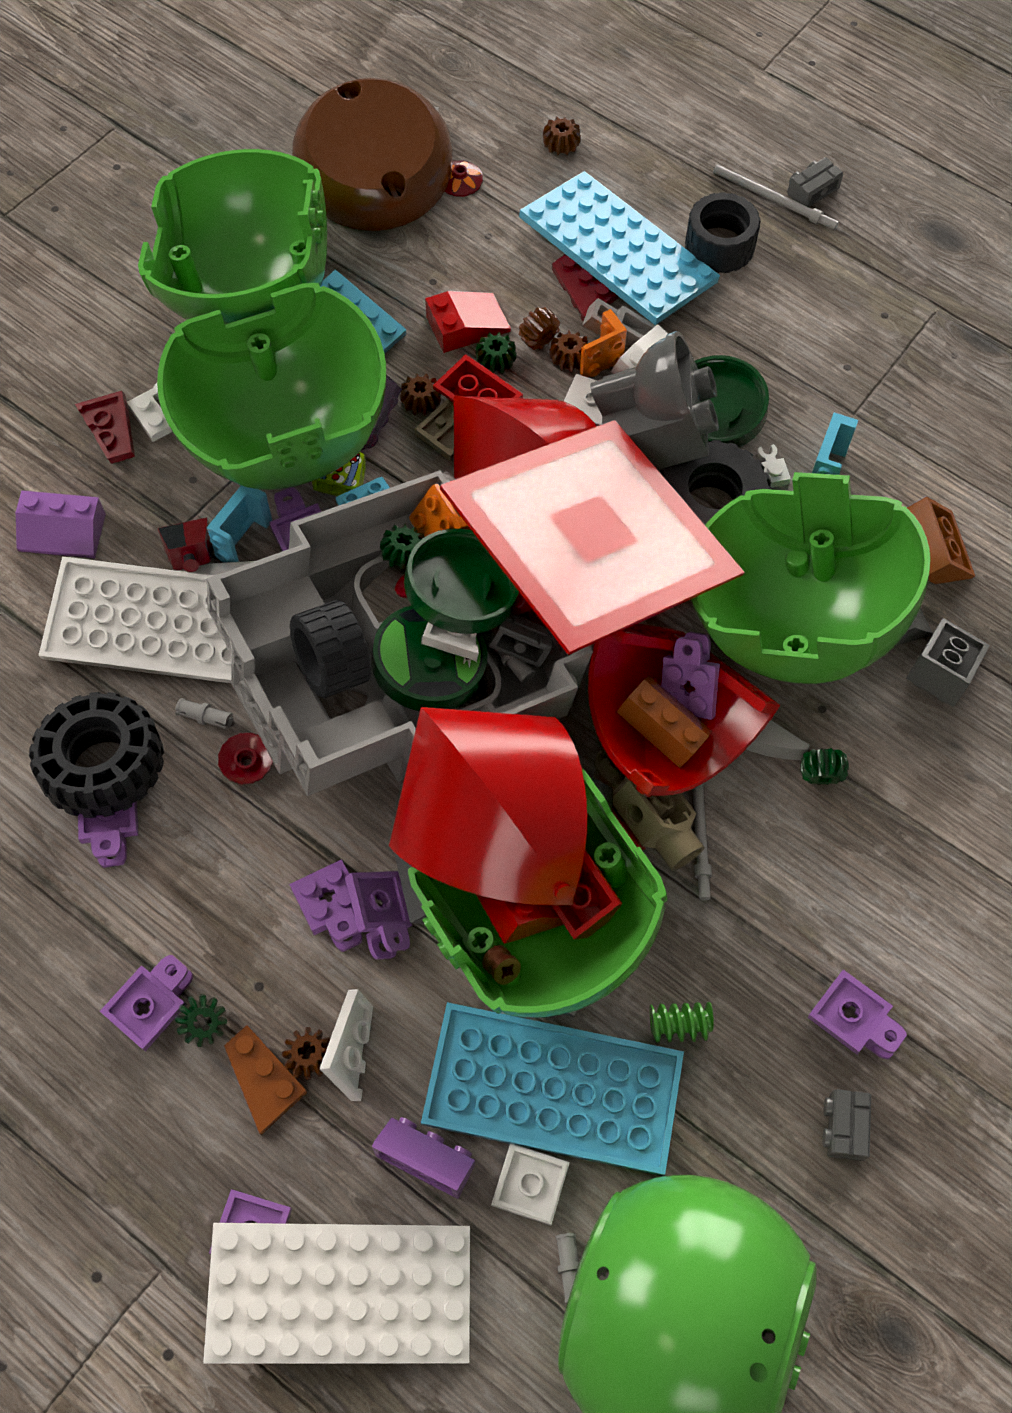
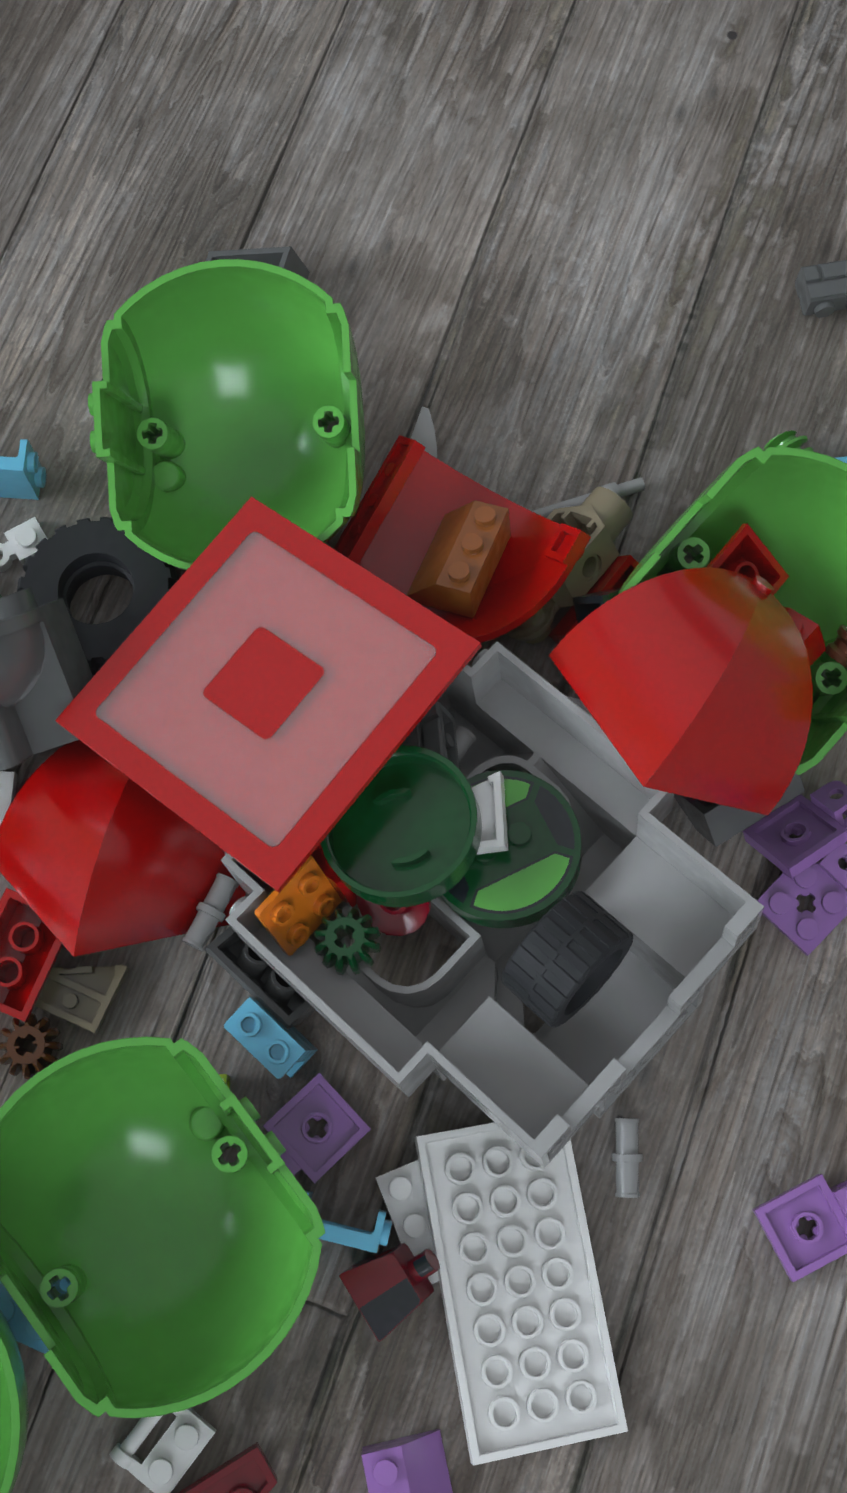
camera: 110 degrees left, 10 degrees up
(108, 785) = (764, 1329): black tyre -> none
(238, 749) = (689, 1081): dark red dish -> none
(691, 664) = (380, 544): medium lavender plate -> none
(824, 766) = (441, 387): dark green gear -> none
(870, 1026) = (720, 287): medium lavender plate -> none
(947, 550) = (76, 329): dark orange slope -> none

